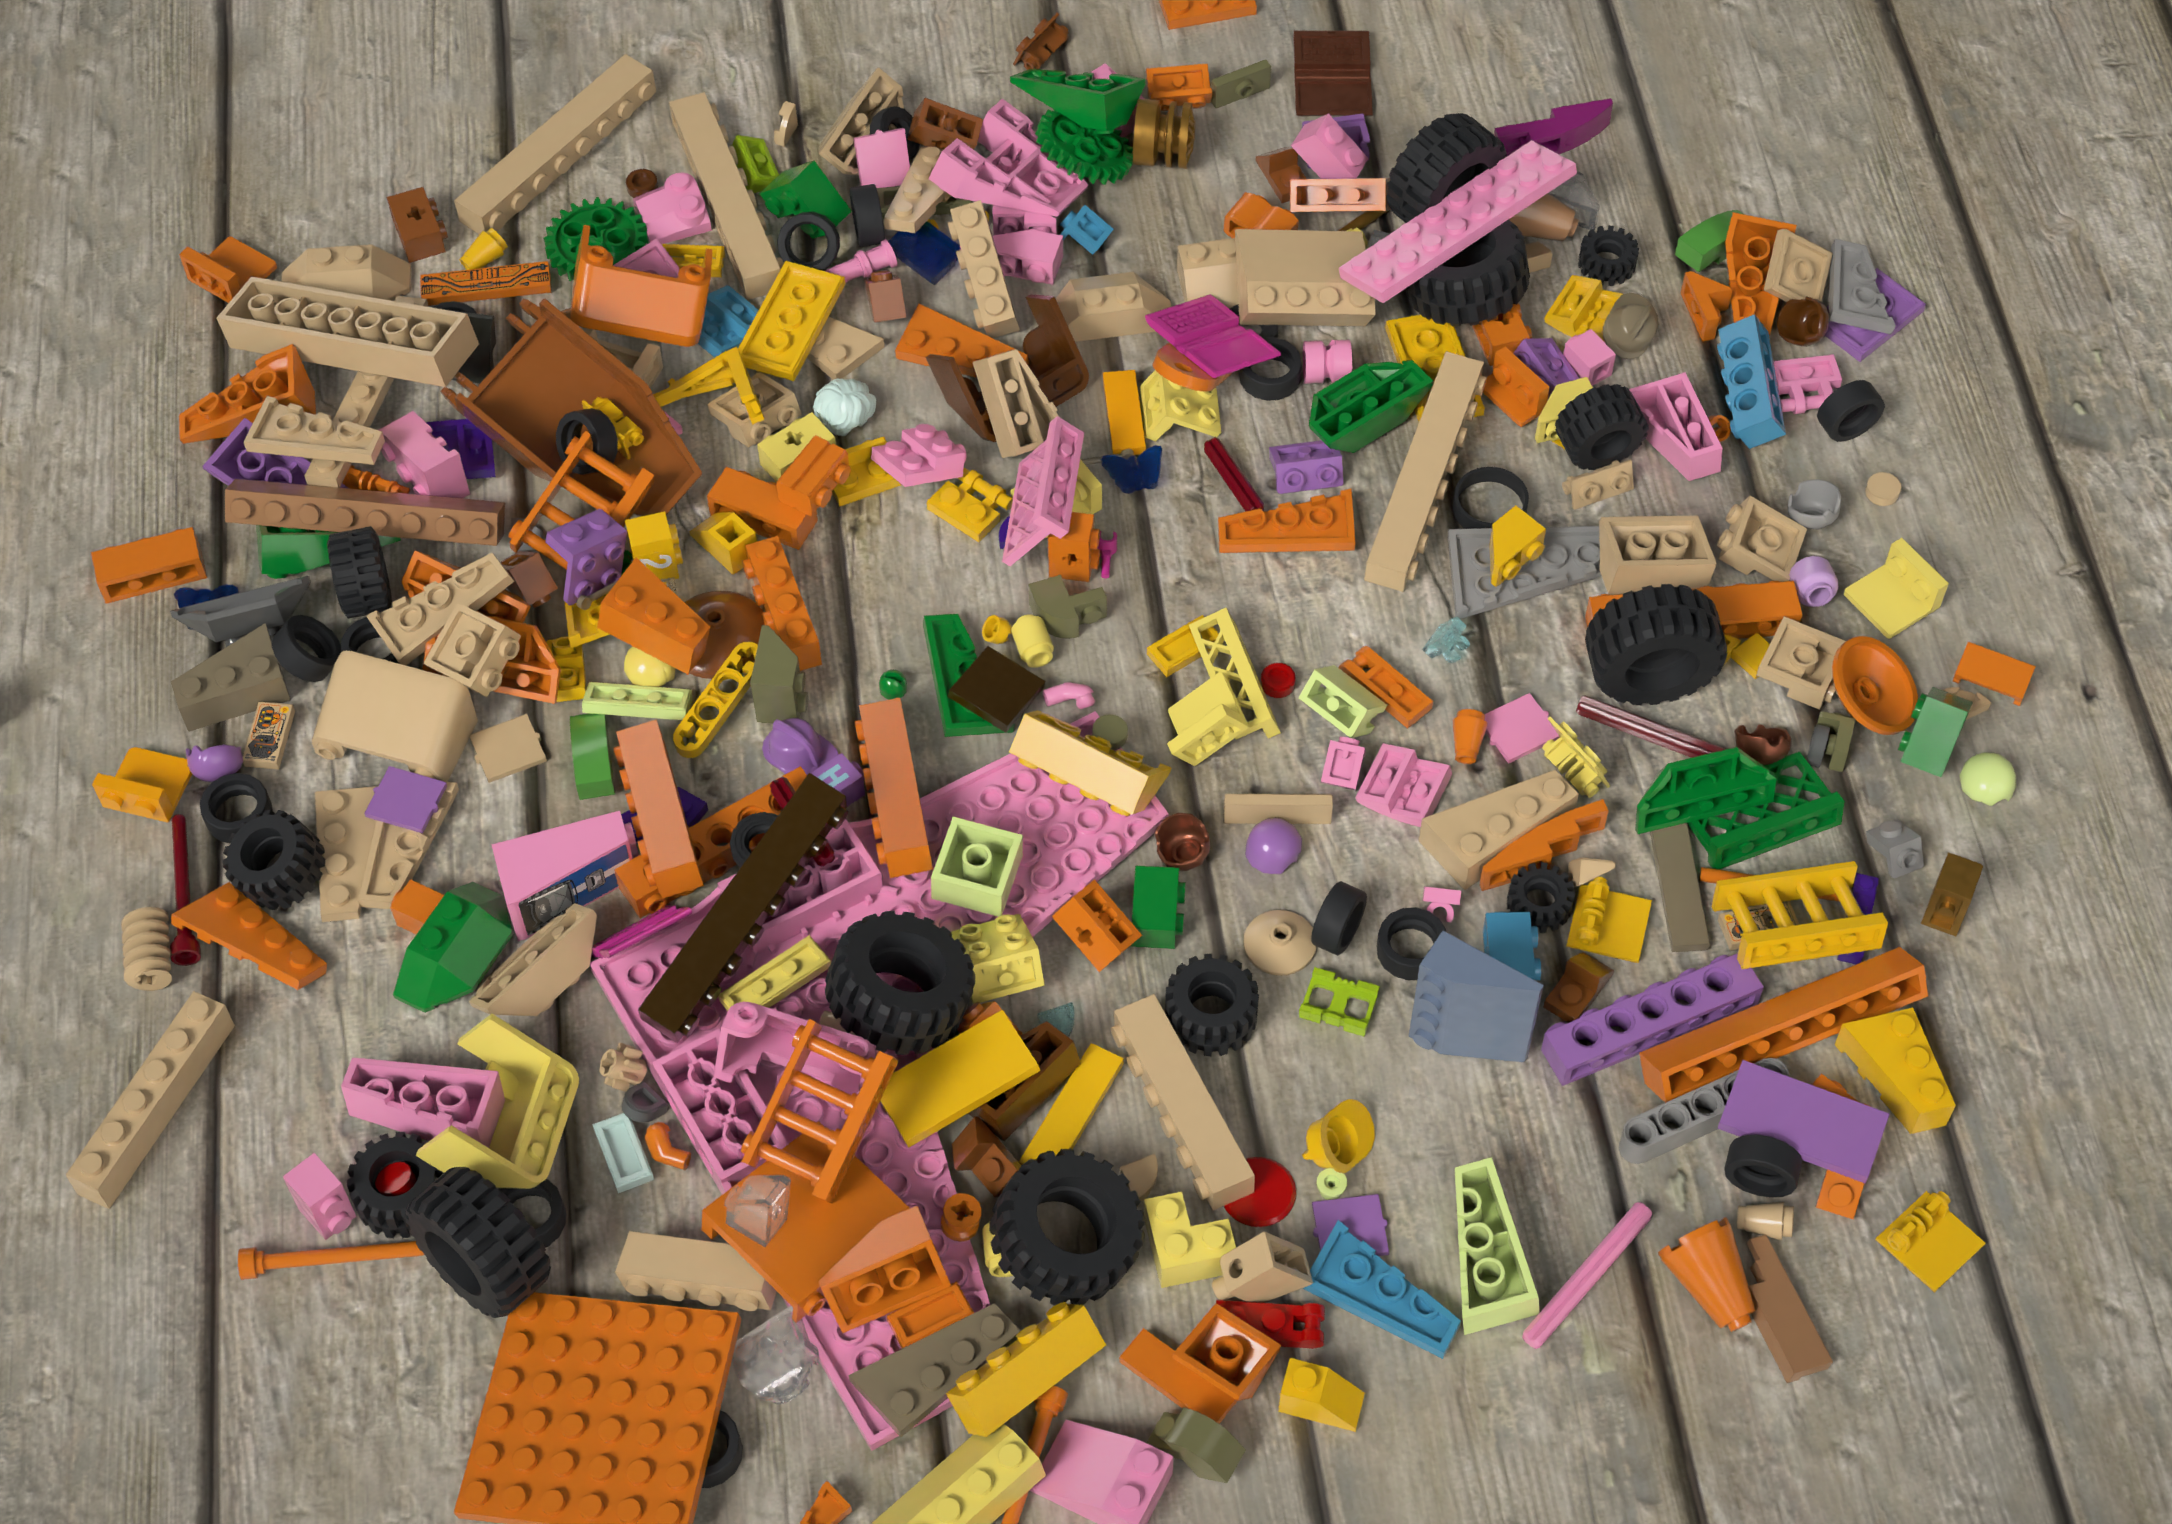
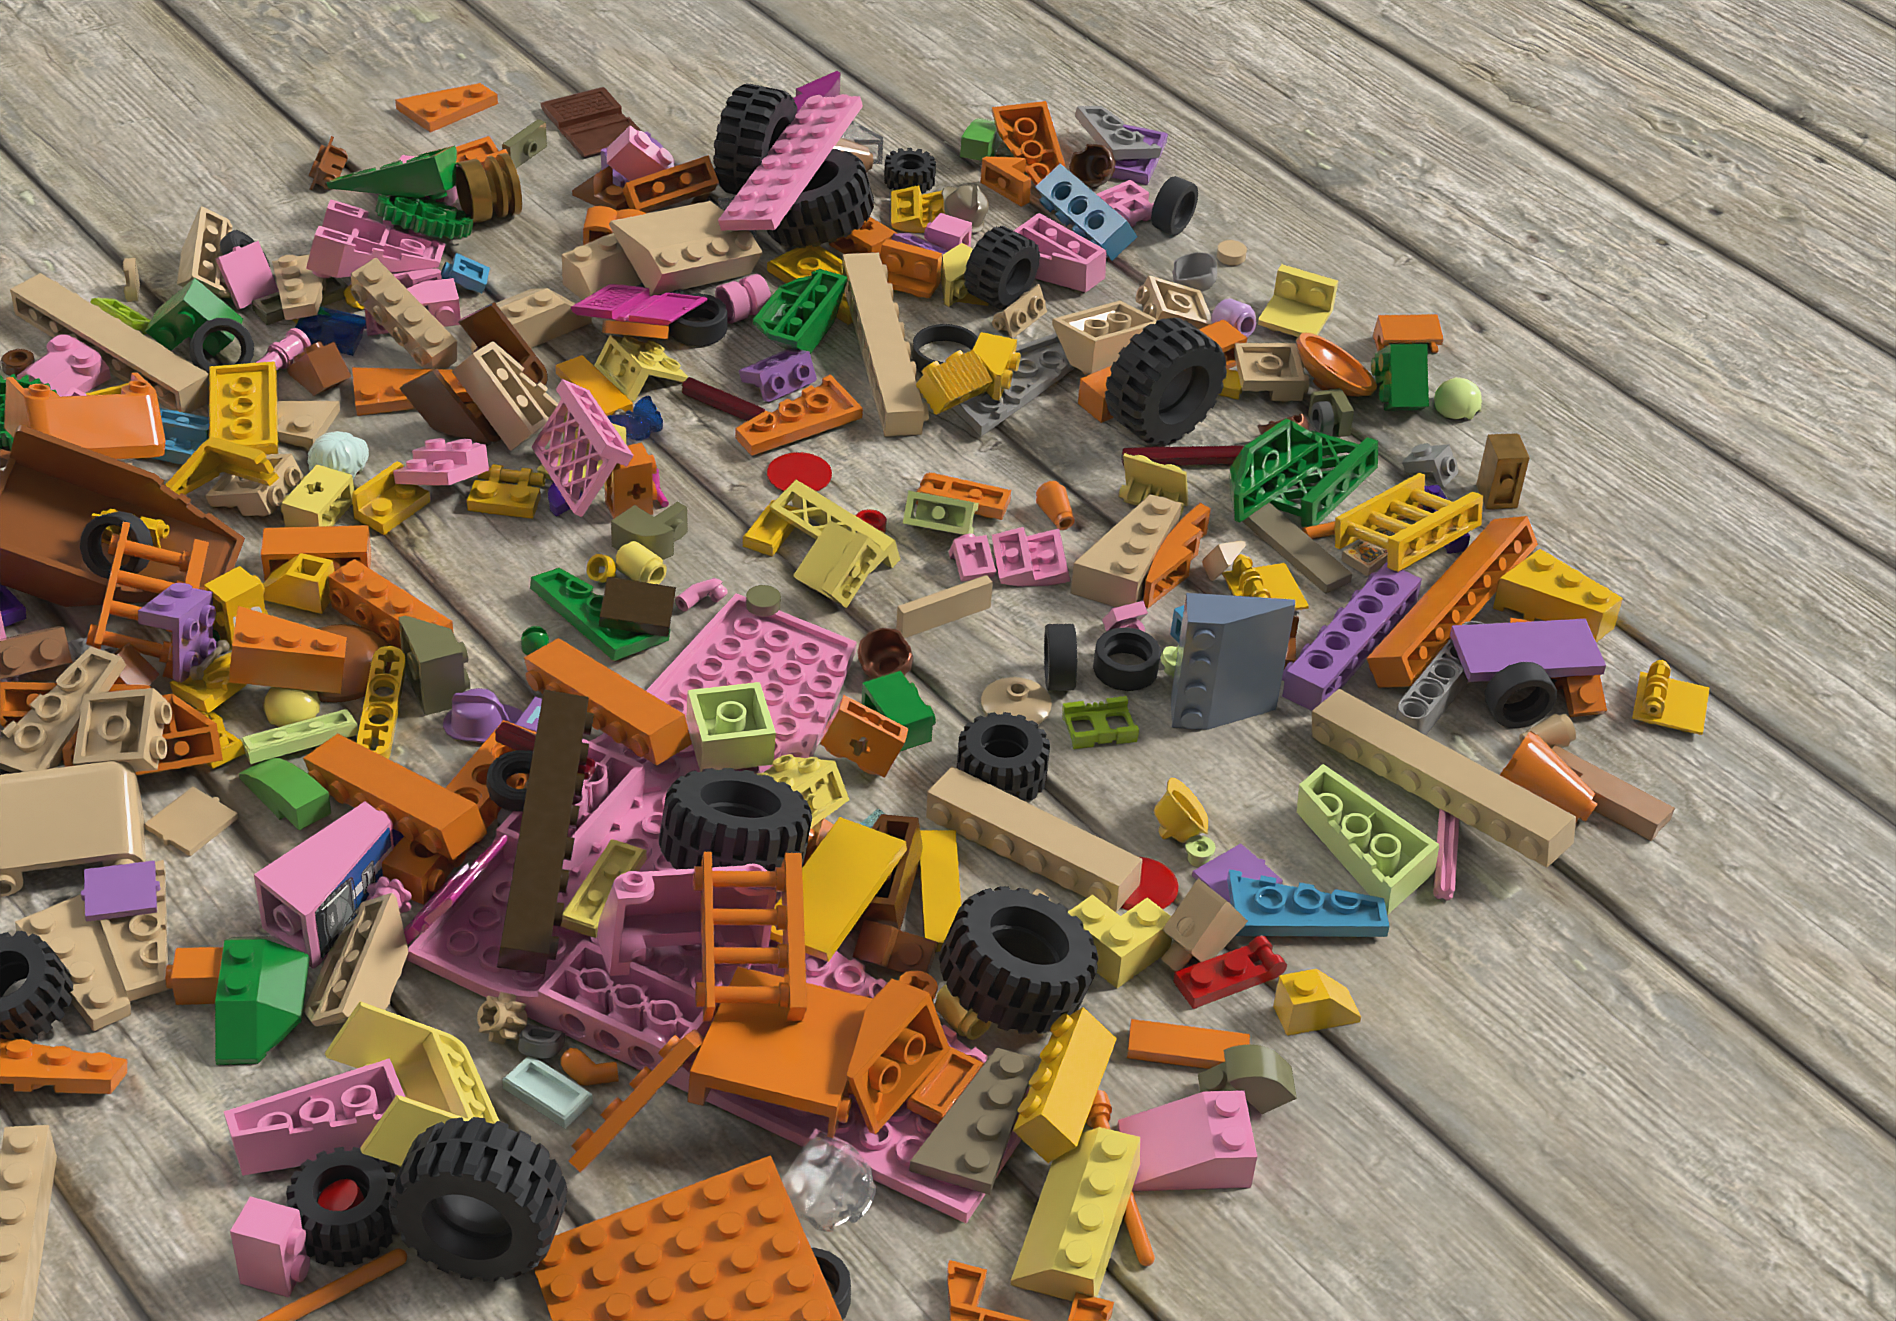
camera: 35 degrees left, 15 degrees down
(608, 903) = (385, 887): none -> bright pink plant
(668, 1202) = (645, 1085): none -> orange wing
(691, 1271) = (702, 1143): tan brick -> none
(759, 1206) = (749, 1035): clear slope -> none
(813, 476) = (359, 502): orange brick -> none
(867, 215) = (262, 314): black tyre -> none
(940, 125) = (286, 233): dark orange brick -> none
(1087, 763) = (764, 621): yellow wedge -> none
(1228, 1353) = (1222, 1000): orange slope -> none
(1252, 591) = (799, 466): none -> red piece
(1273, 845) = (958, 635): medium lavender hair -> none
(1445, 638) = (988, 449): clear light blue tile -> none
(1453, 552) = (953, 381): none -> yellow brick
(1519, 728) = (1090, 490): bright pink piece -> none
(1543, 880) = (1198, 578): black tyre -> none
(1608, 1224) = (1444, 778): none -> tan brick
(1797, 268) = (1063, 129): tan tile -> none

